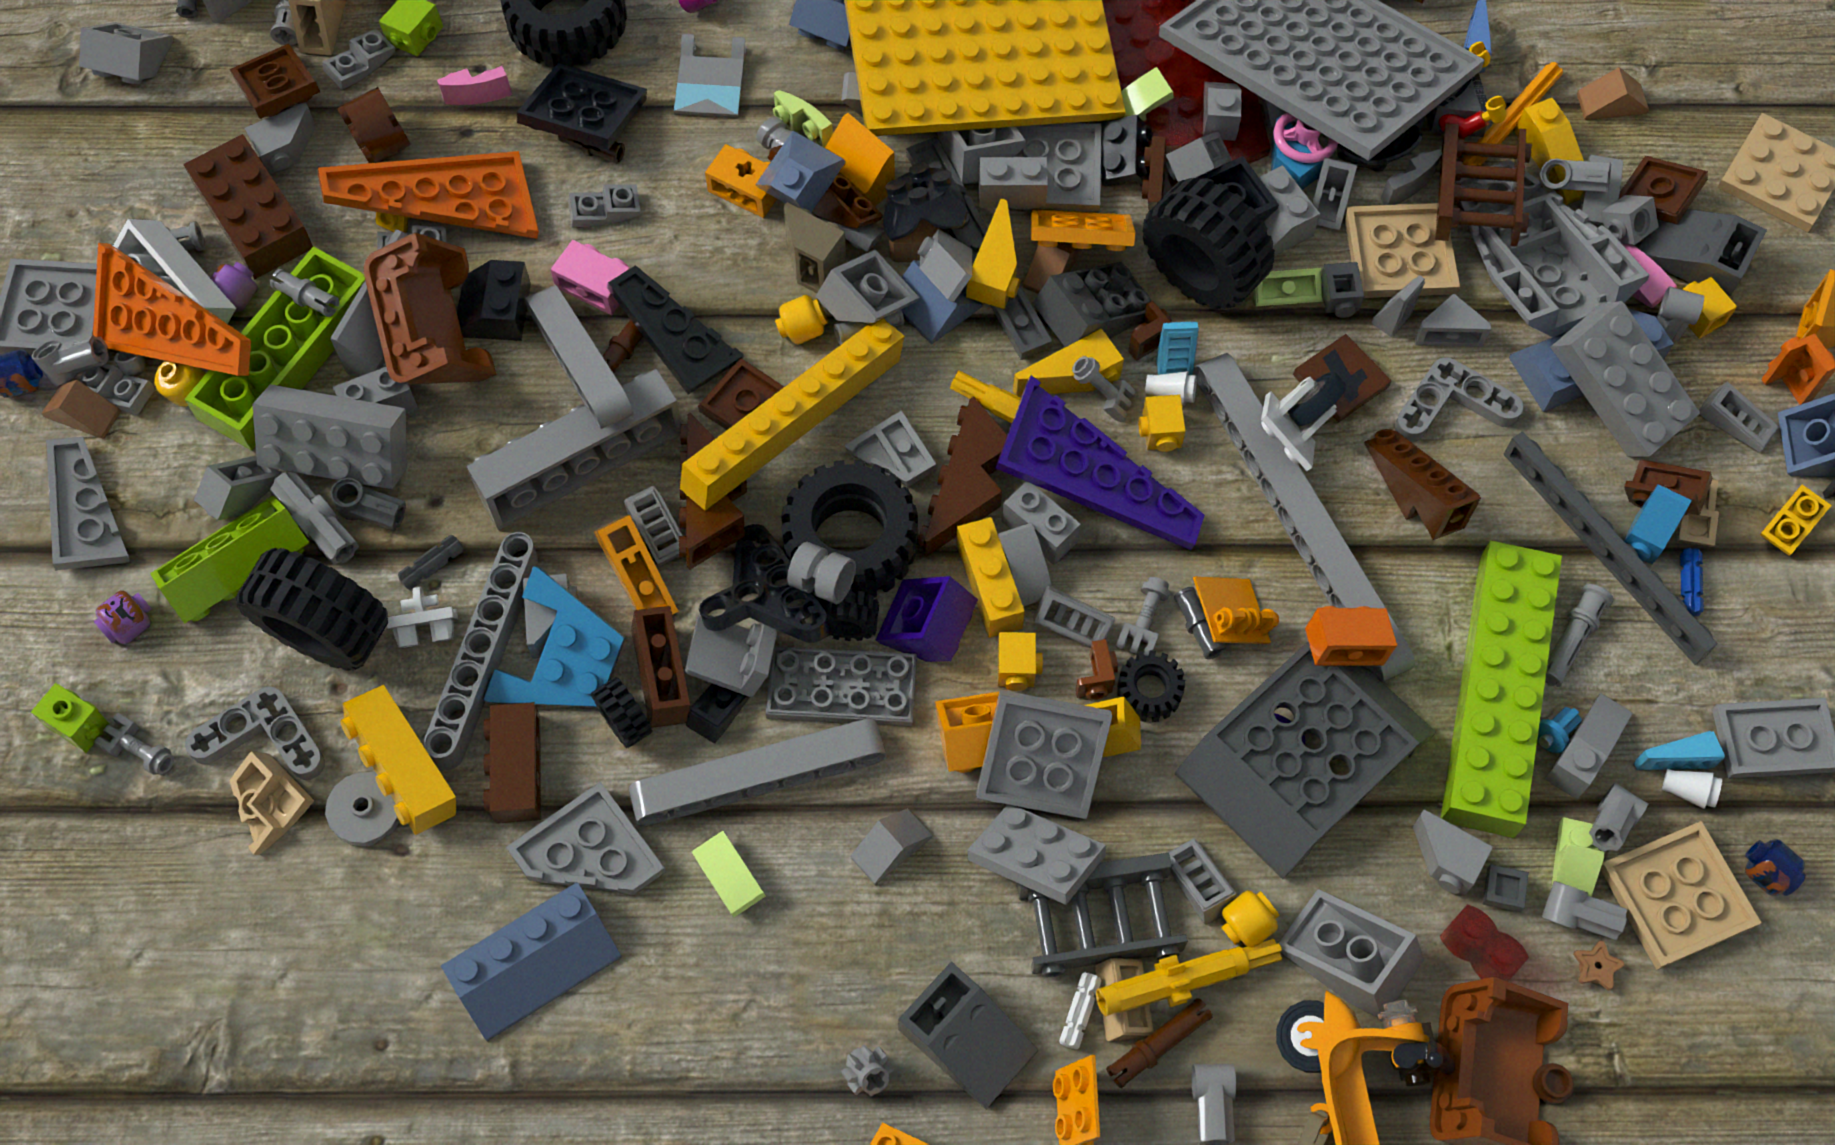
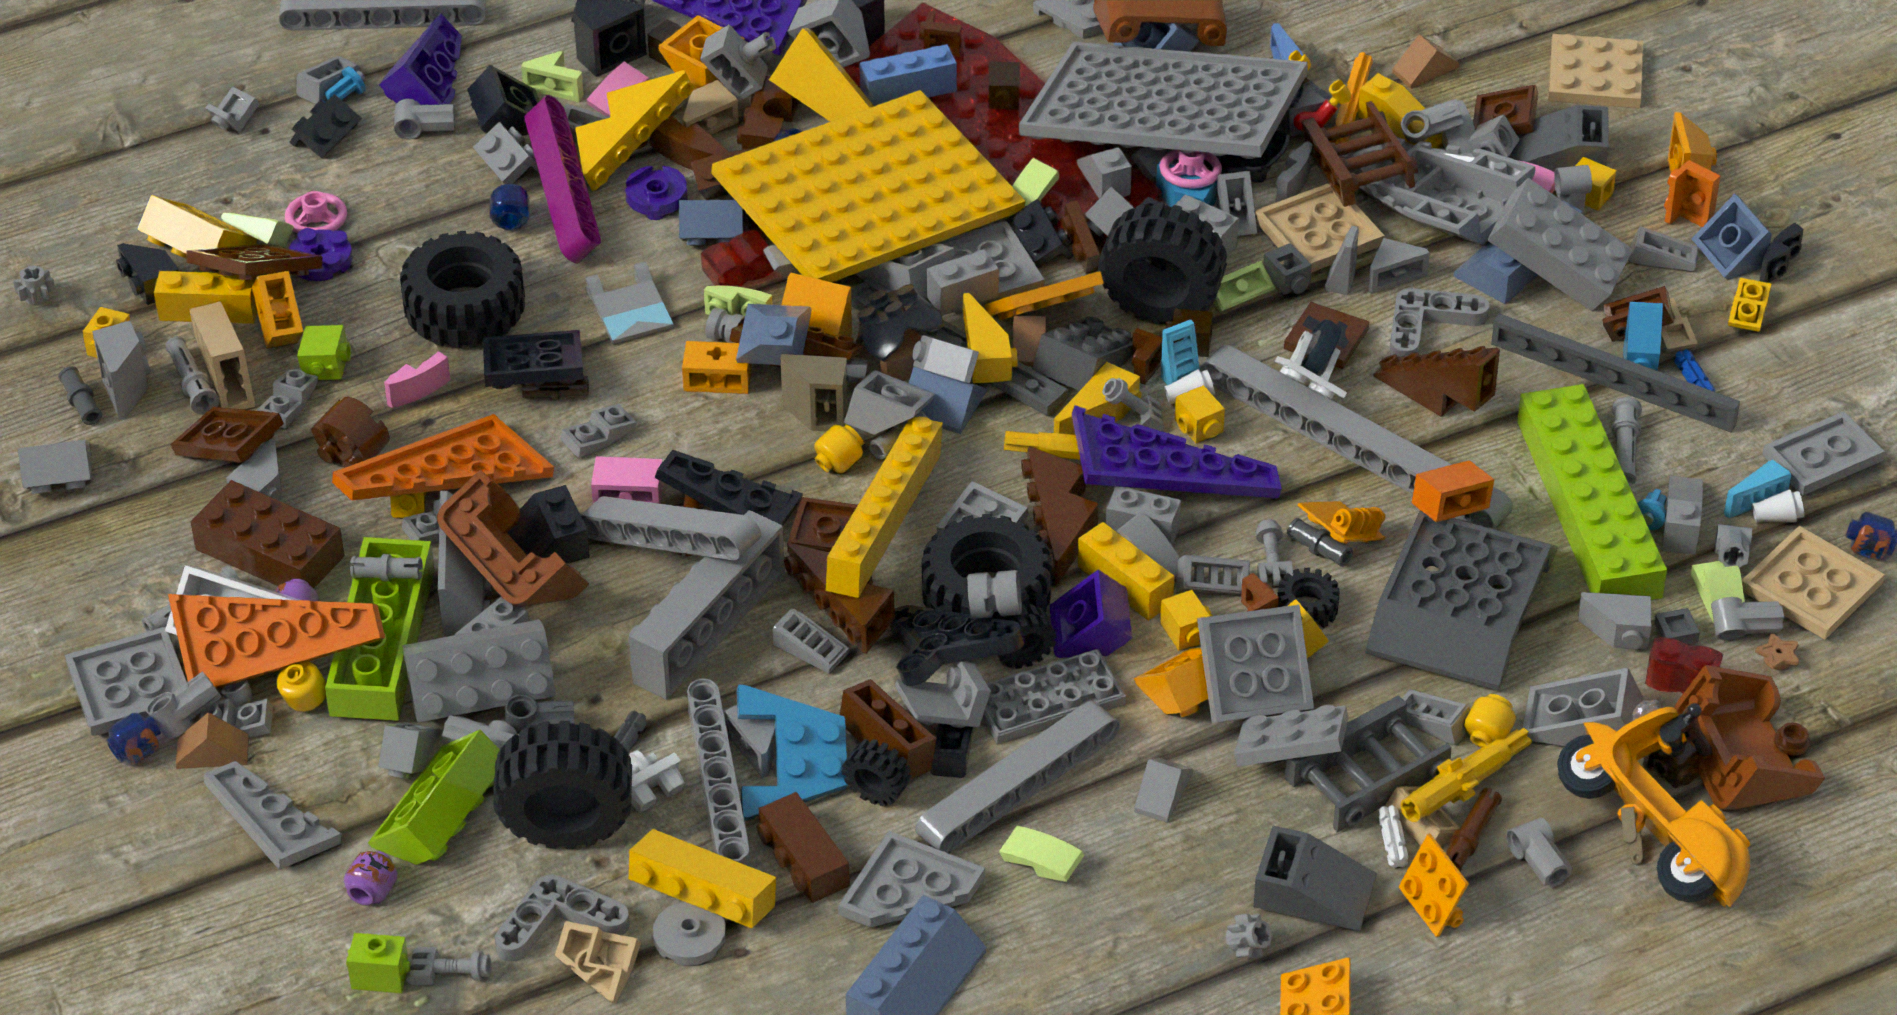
camera: 25 degrees left, 20 degrees down
(634, 565) = (807, 670): light orange slope -> none
(823, 69) = (737, 260): none -> clear red brick
(1213, 320) = (1203, 327): none -> dark brown brick

